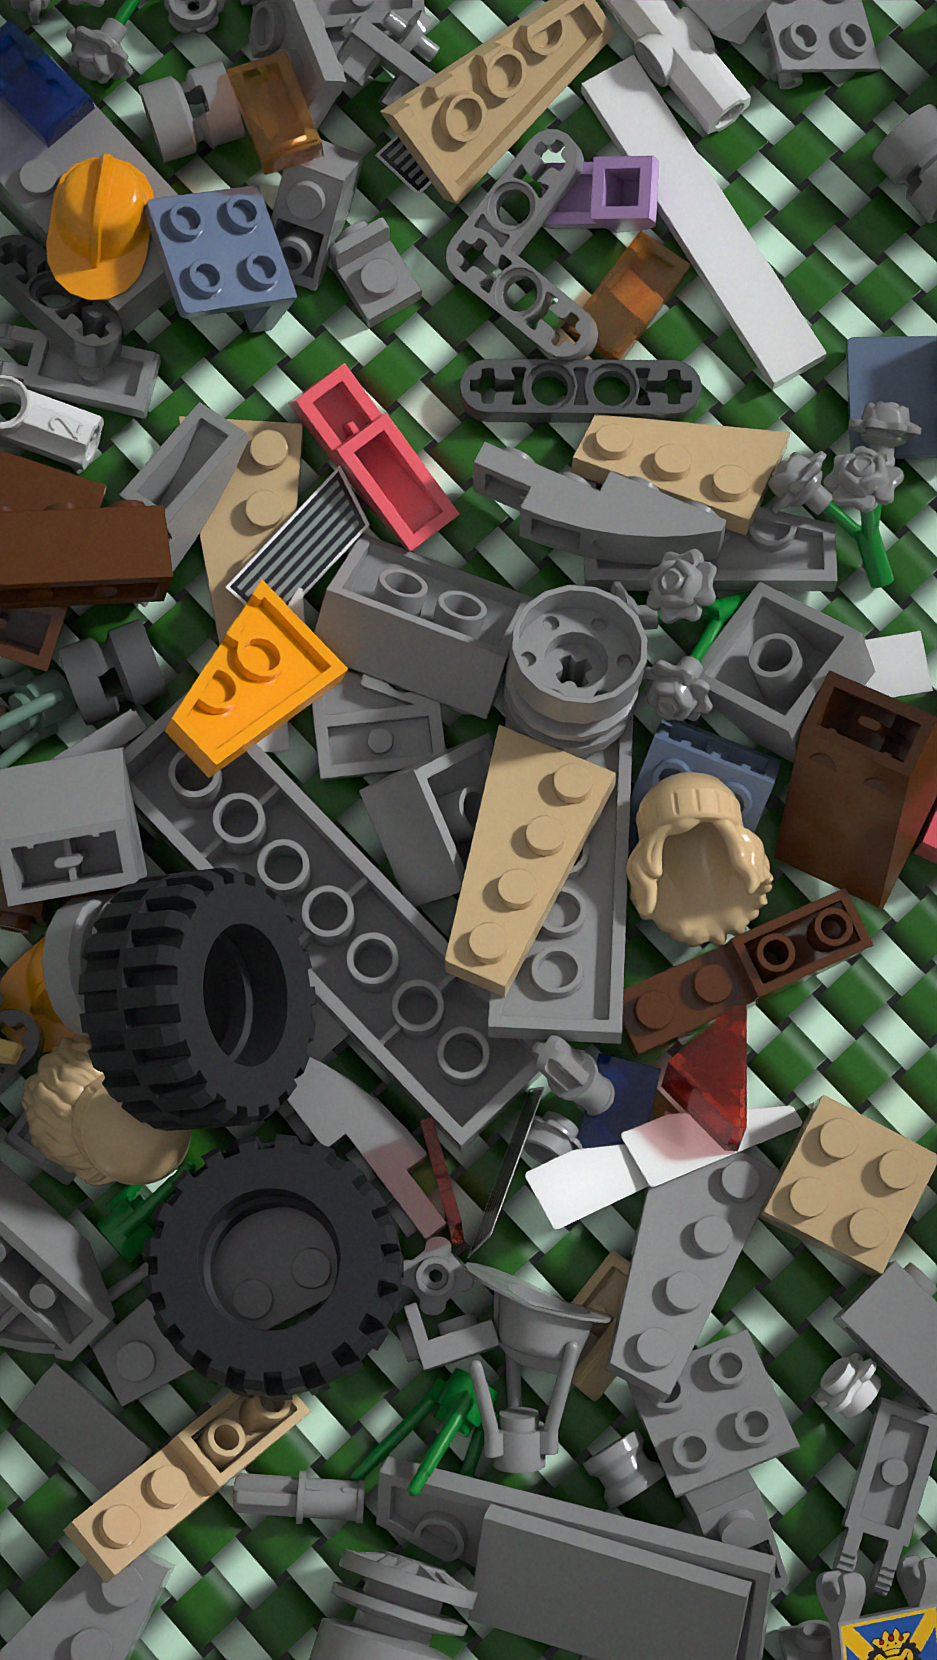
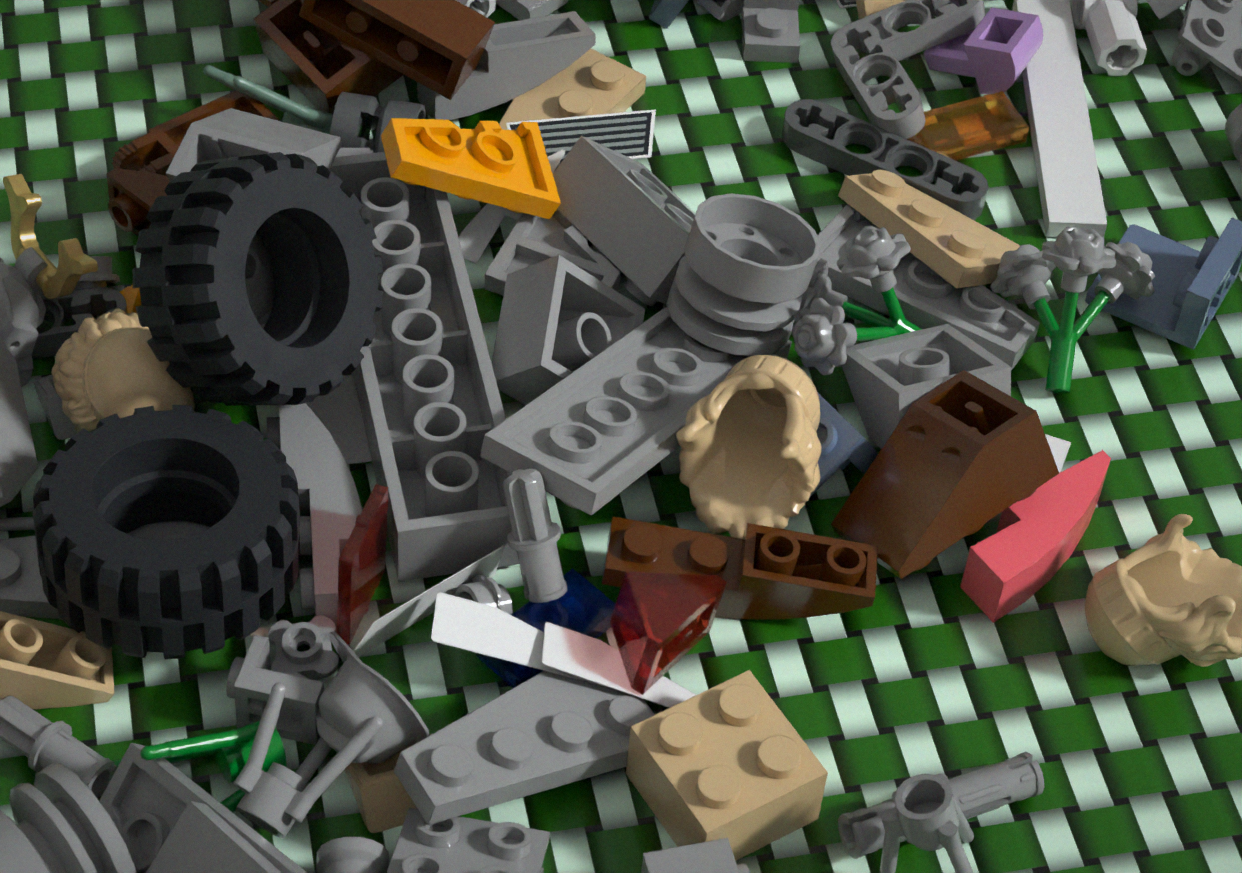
camera: 30 degrees right, 30 degrees down
(374, 457) = (686, 113): coral slope -> none
(523, 847) = (604, 362): tan wing -> none
(617, 524) = (840, 207): light grey slope -> none

